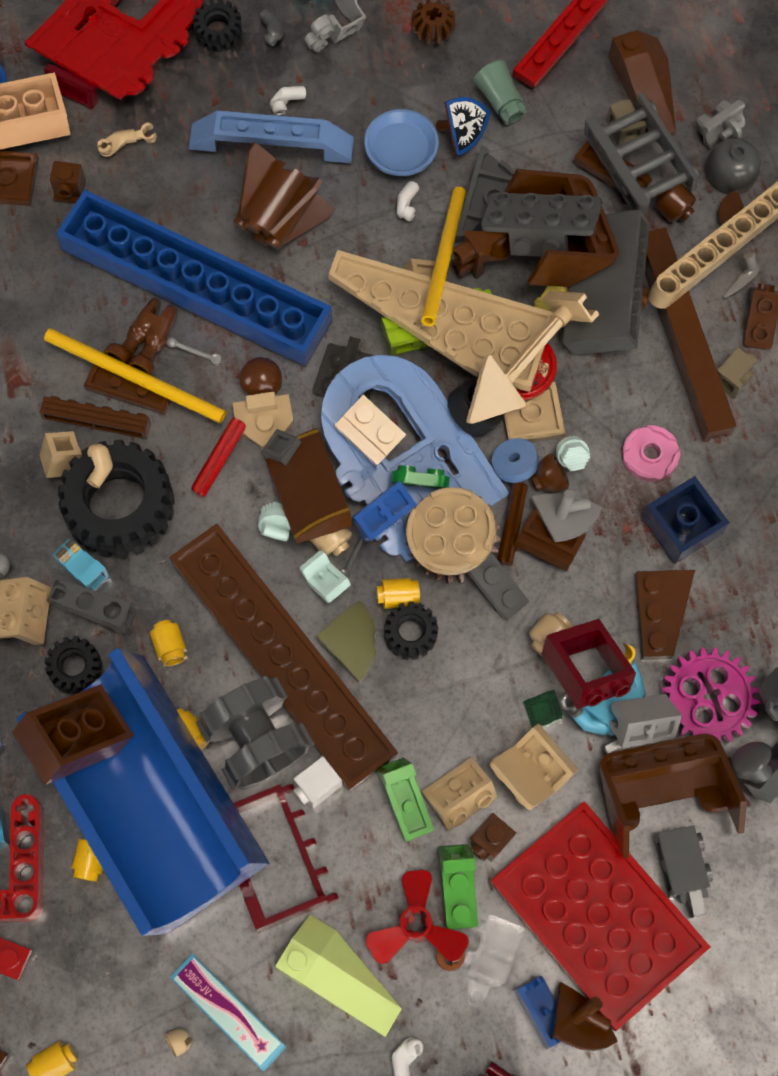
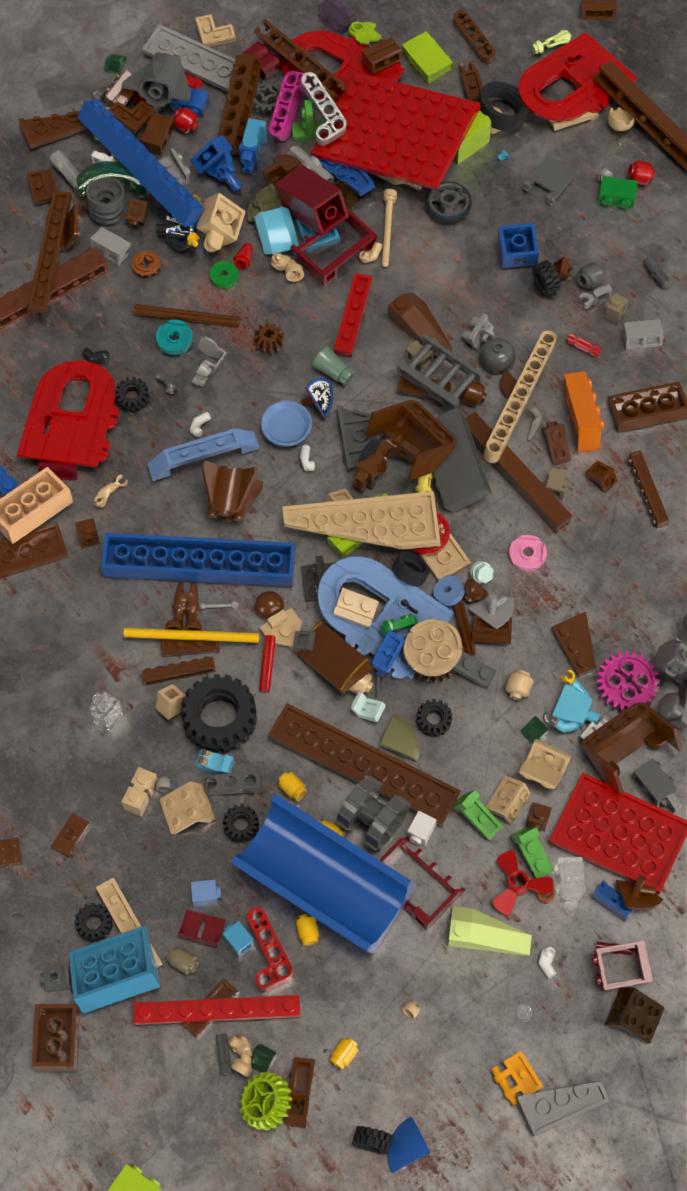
camera: 20 degrees left, 5 degrees down
(72, 733) = (270, 855): reddish brown brick -> none
(102, 463) = (204, 693): tan arm -> none
(228, 1013) = (432, 979): slope -> none
(273, 522) = (321, 687): light aqua piece -> none
(397, 591) = (413, 699): yellow brick -> none
(443, 257) = (349, 483): yellow piece -> none
(495, 388) = (419, 551): tan piece -> none
(541, 220) = (400, 438): dark grey bracket -> none
(580, 638) = (534, 681): dark red window -> none
(645, 720) = (597, 709): light grey hinge -> none
(685, 519) = (567, 584): dark blue brick -> none

